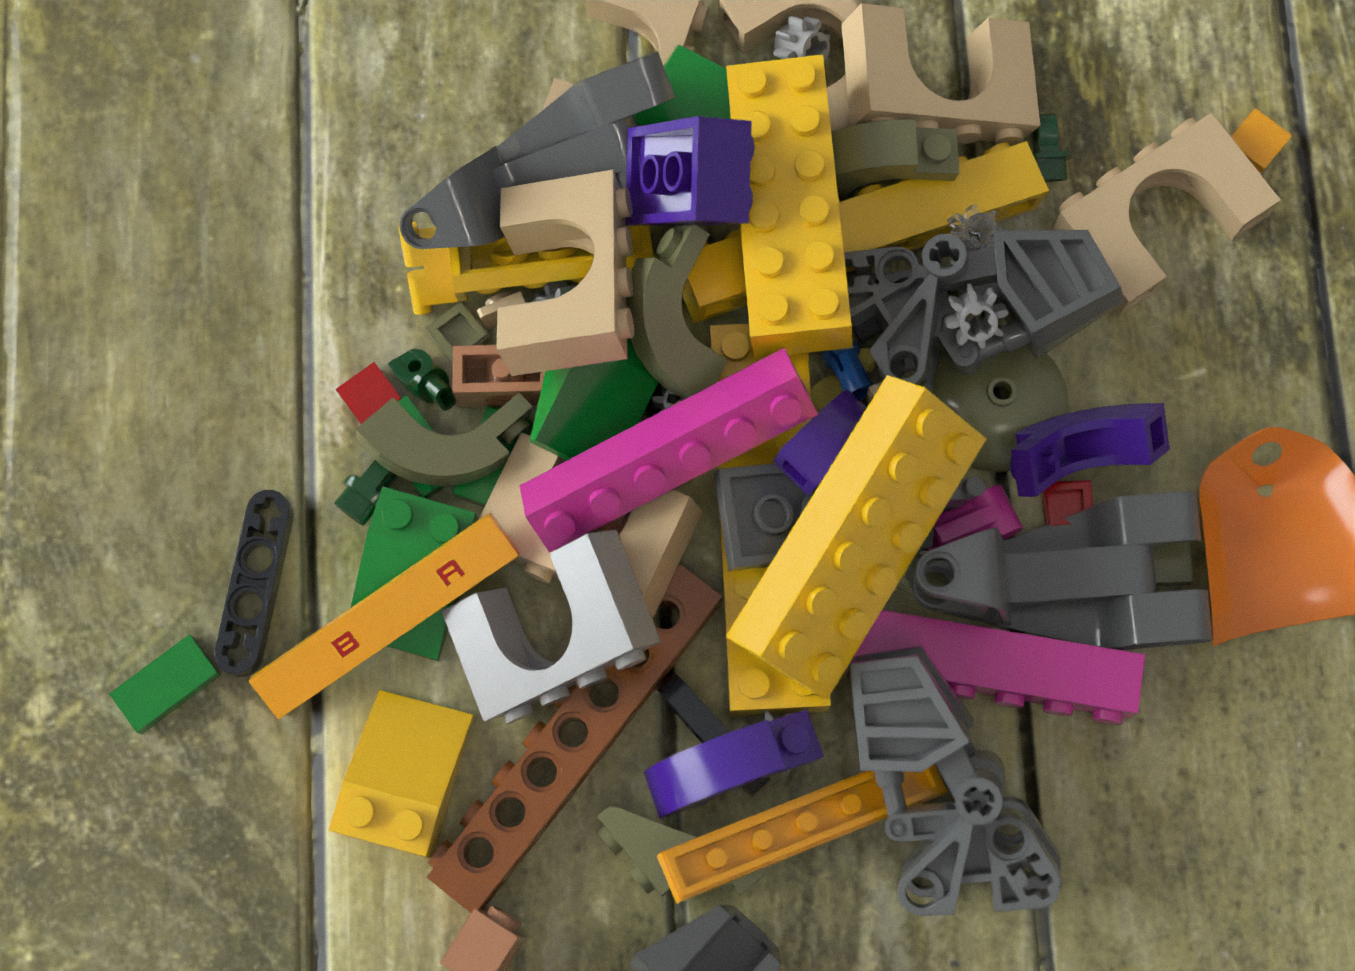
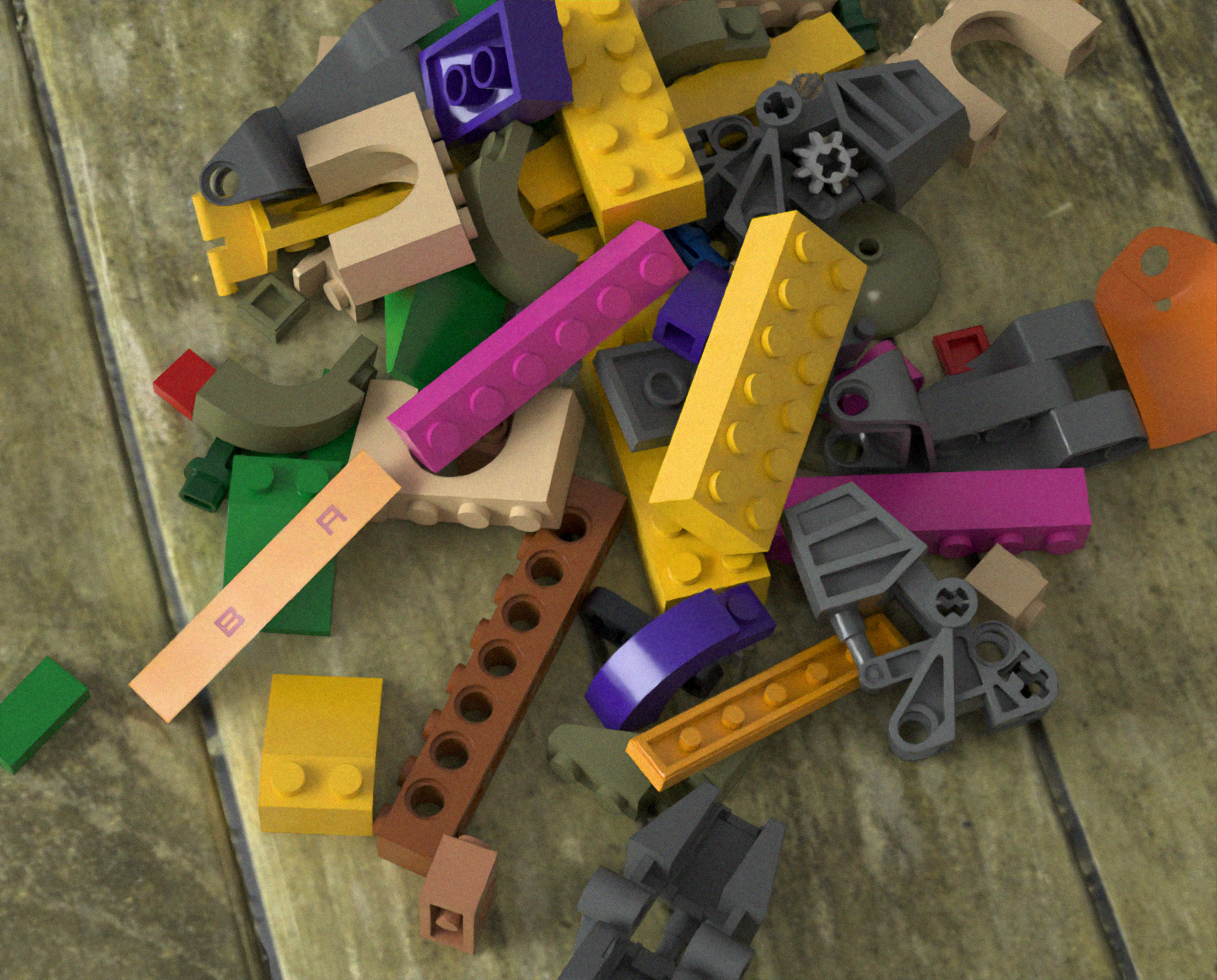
camera: 20 degrees left, 15 degrees down
(245, 582) = (107, 593): black beam -> none
(426, 384) = (250, 351): dark green piece -> none
(485, 381) = (324, 327): nougat brick -> none
(607, 630) = (520, 533): arch -> none
(1044, 756) = (1008, 590): none -> tan brick
(1087, 440) = (972, 281): dark purple arch -> none

